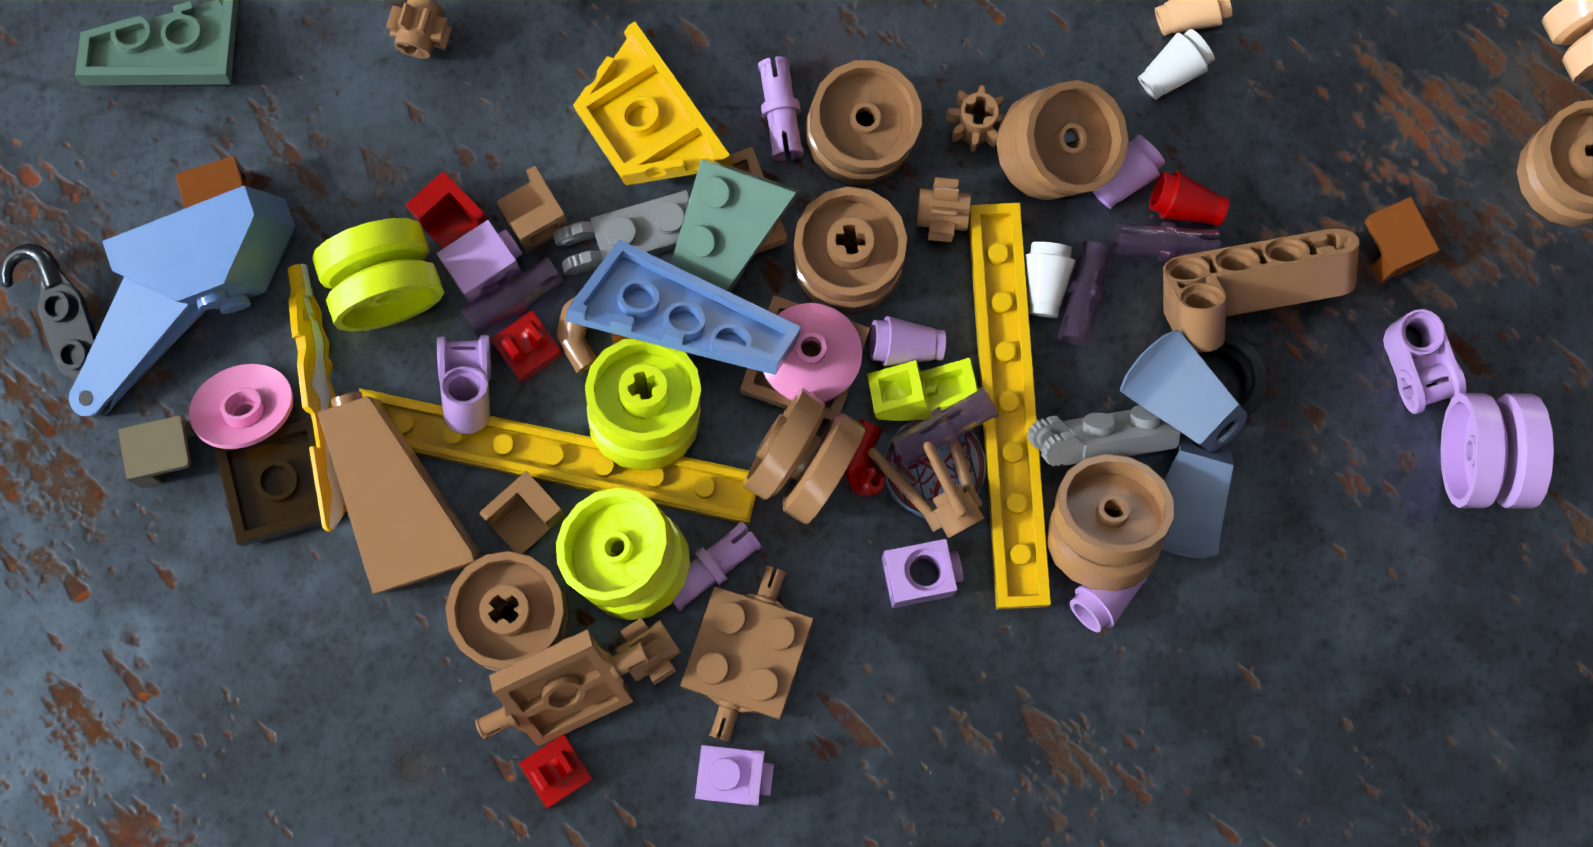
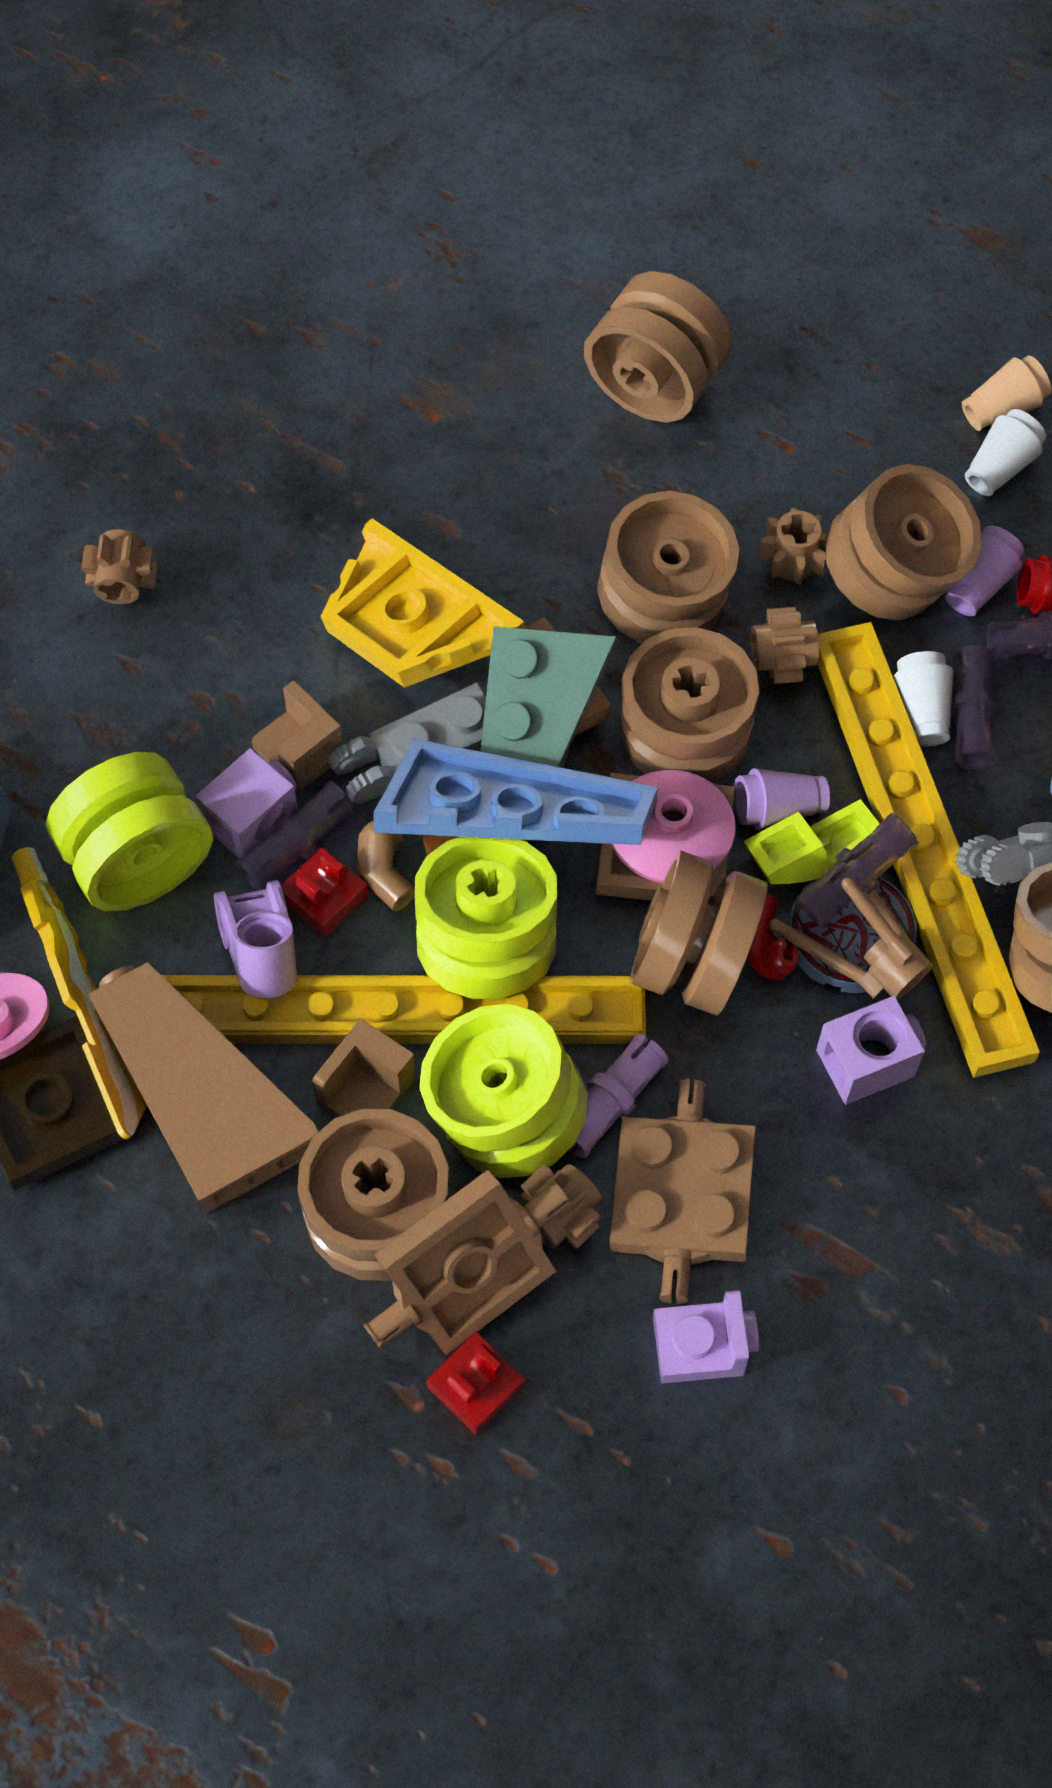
camera: 10 degrees left, 15 degrees down
(445, 211) = (196, 750): red panel -> none
(780, 109) = (565, 579): lavender pin -> none

